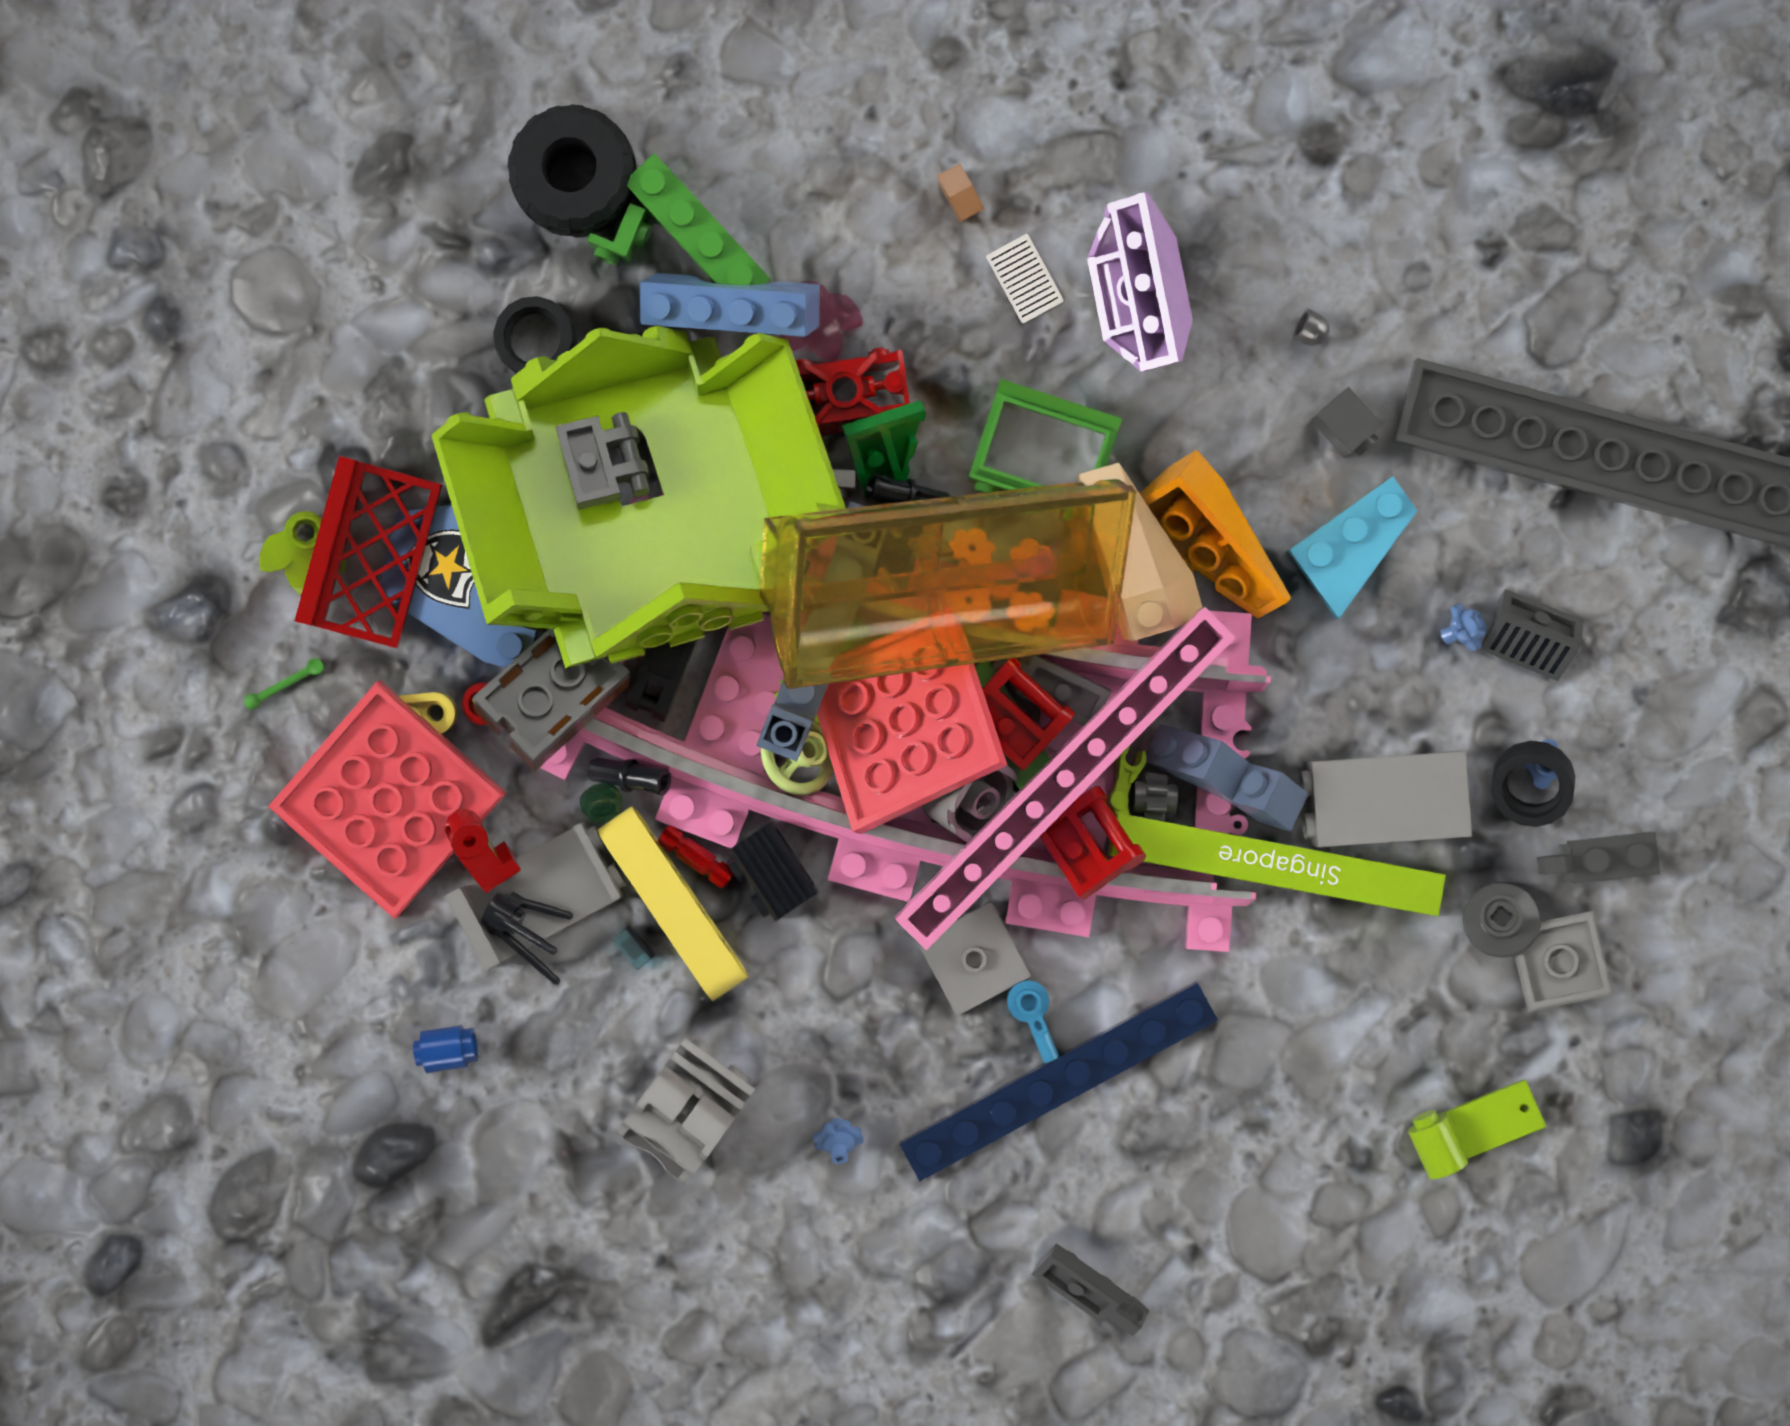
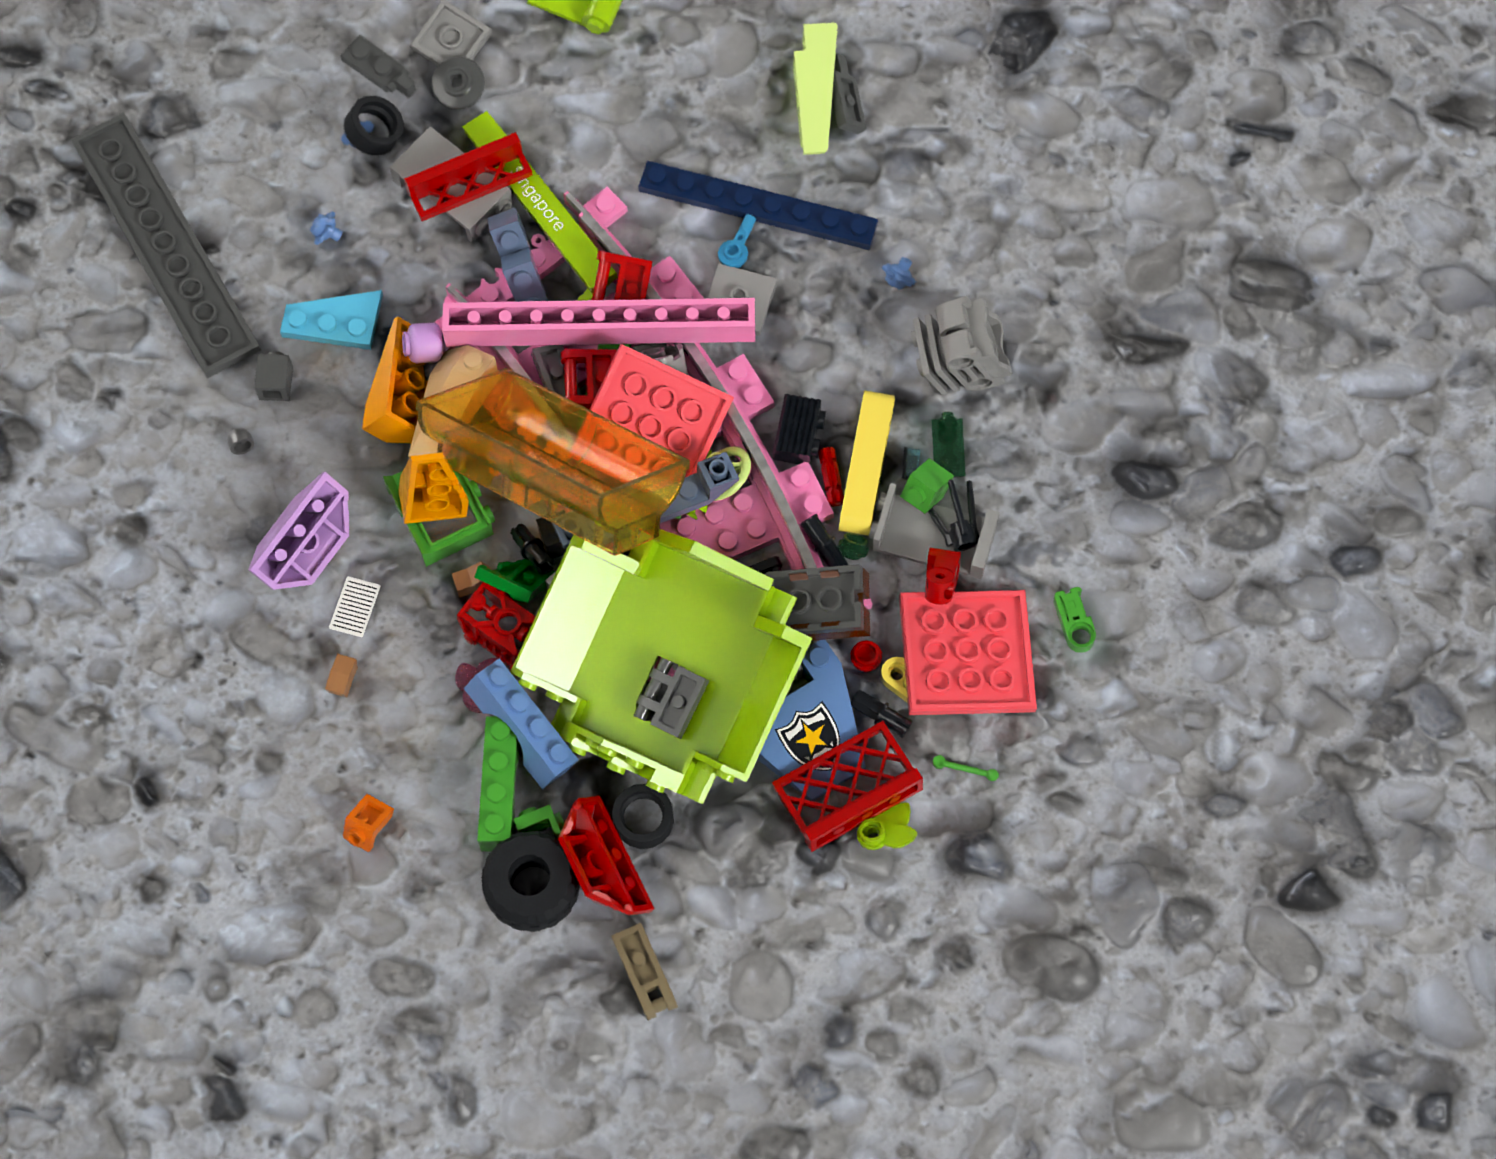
camera: 130 degrees left, 20 degrees down
(323, 936) = (1073, 617): none -> bright green piece
(390, 196) = (643, 970): none -> dark tan plate
(411, 658) = (880, 712): none -> black axle
(445, 1049) = (1062, 499): blue brick -> none
(517, 247) = (601, 859): none -> red wedge
(586, 932) = (926, 486): none -> bright green brick
(611, 998) = (949, 443): none -> clear green hinge
(788, 81) = (366, 822): none -> orange bracket
(937, 409) = (465, 581): none -> medium nougat piece
(1050, 435) = (431, 490): none -> light orange wedge
(1127, 1268) = (814, 85): none -> yellowish green wedge
(1154, 796) = (564, 286): dark grey gear -> none
(1229, 594) = (423, 343): none -> lavender head
(1383, 819) = (464, 167): none -> red fence
(1533, 635) = (294, 195): dark grey panel -> none

